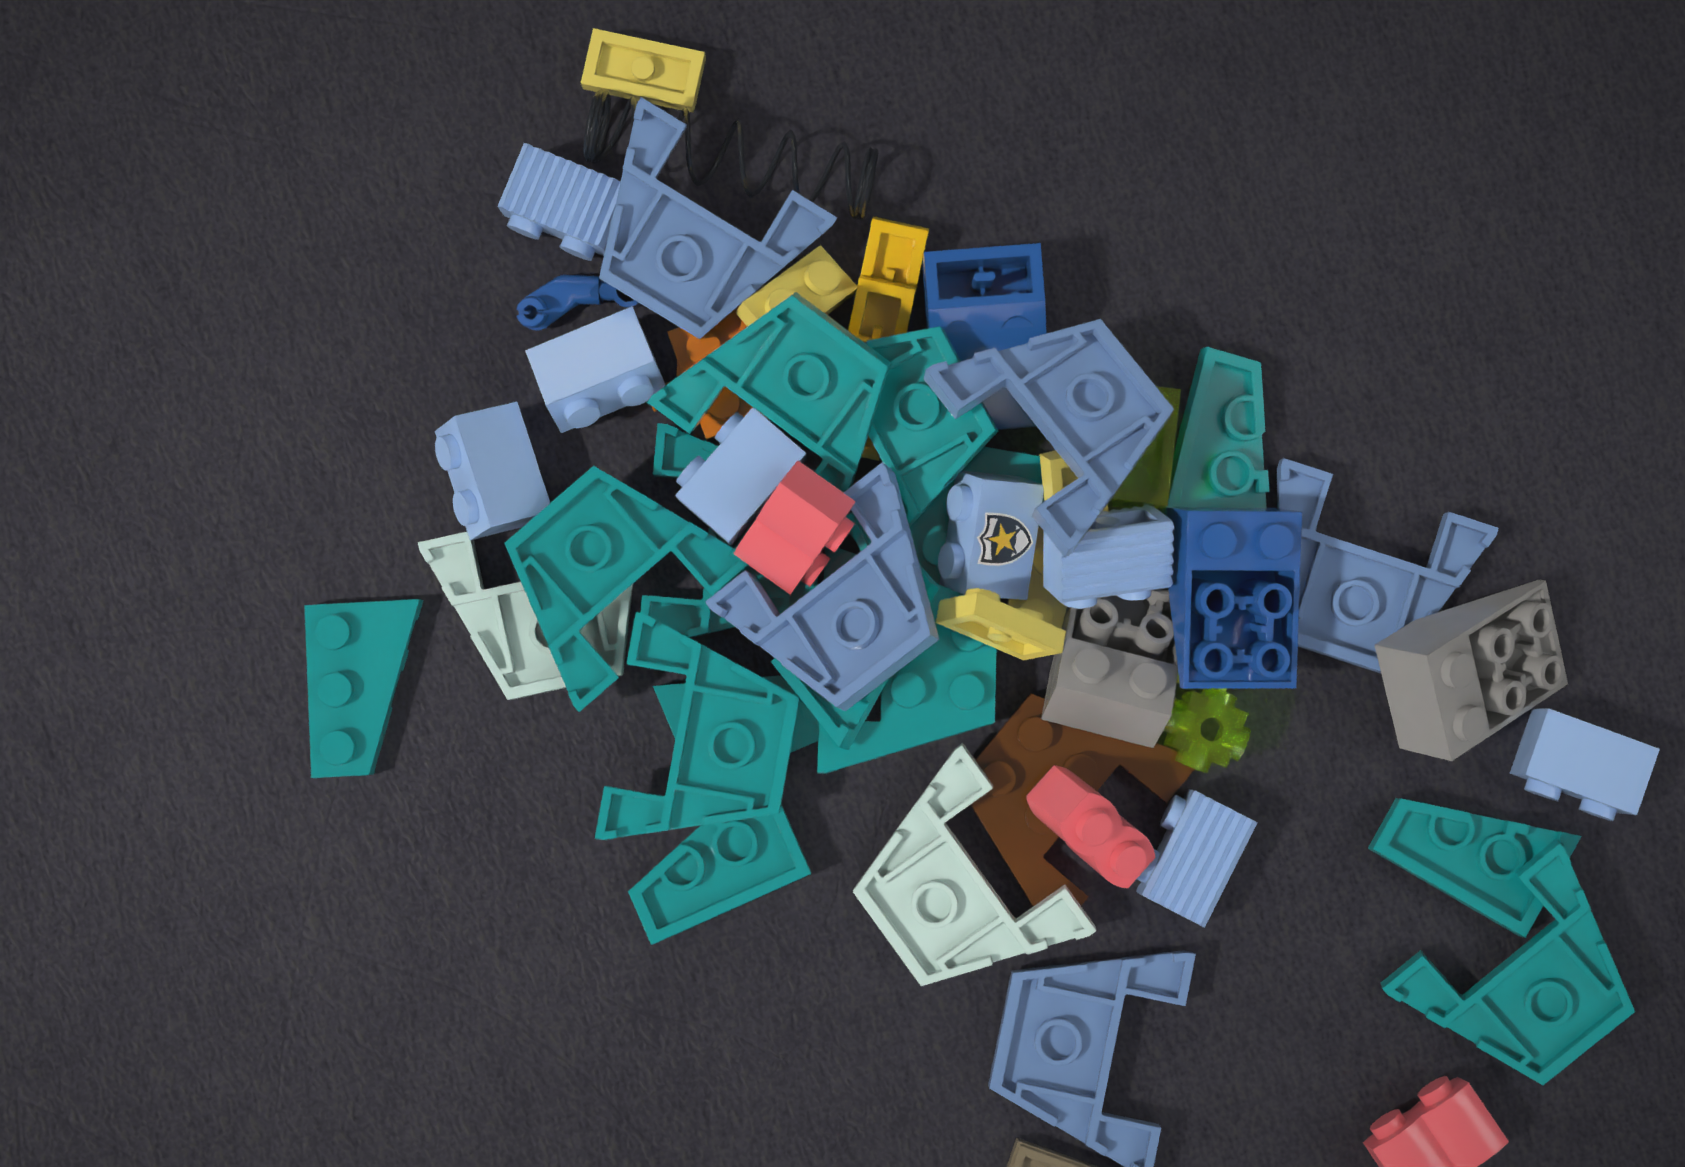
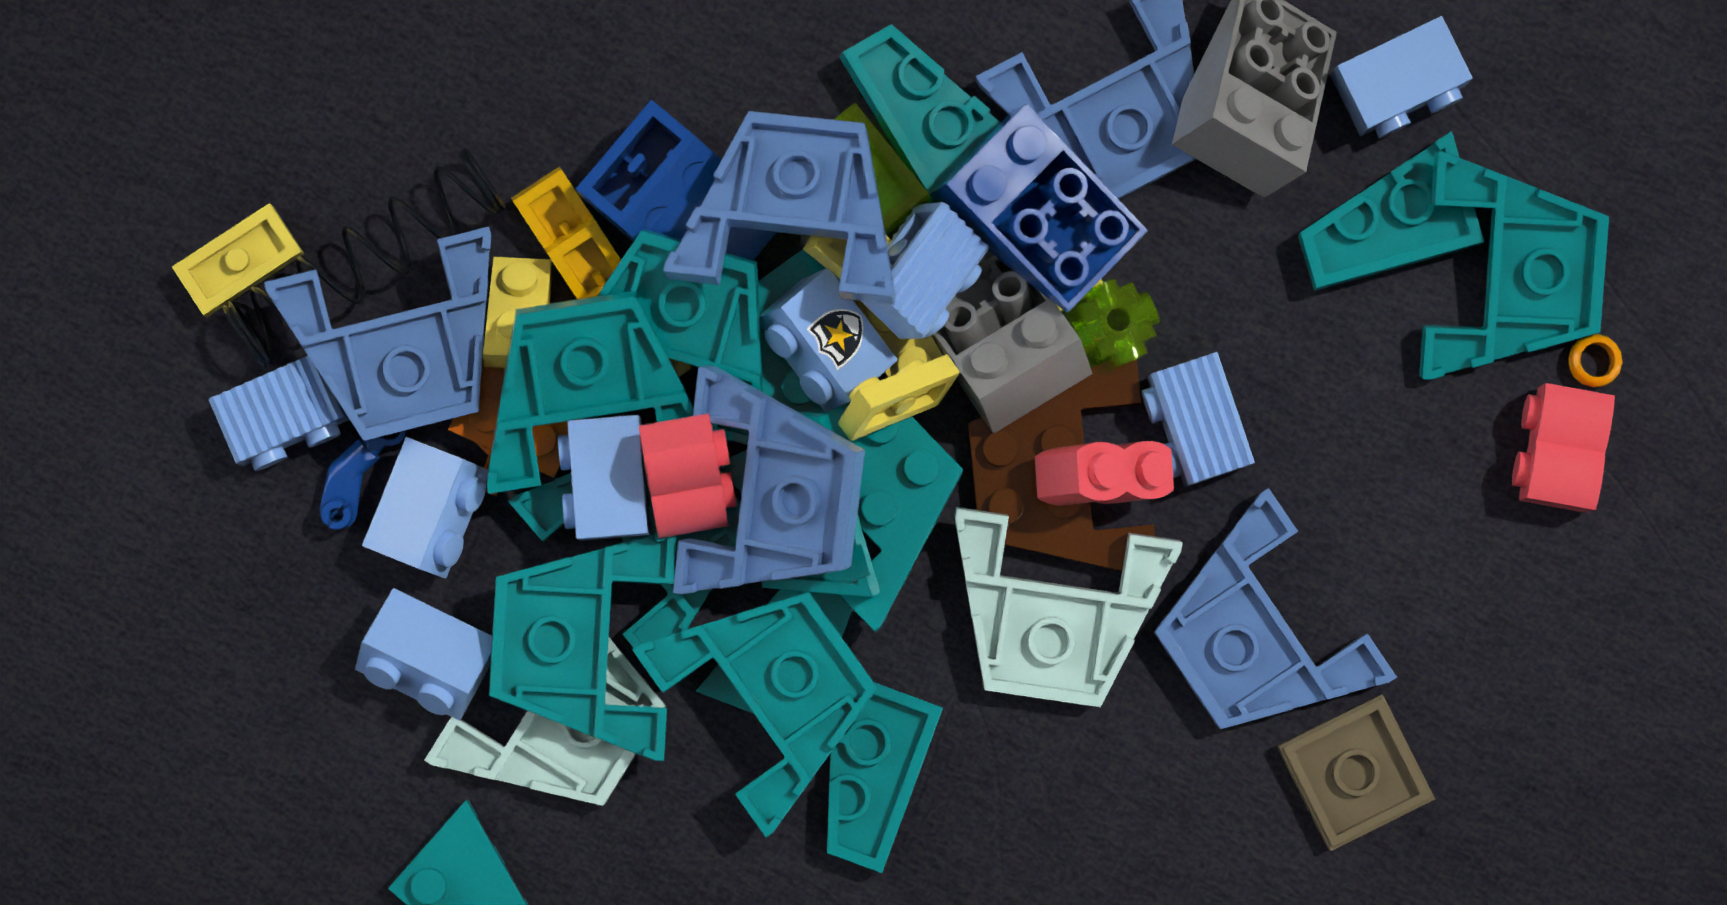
camera: 55 degrees left, 0 degrees up
(1532, 1113) = (1614, 355): none -> light orange piece

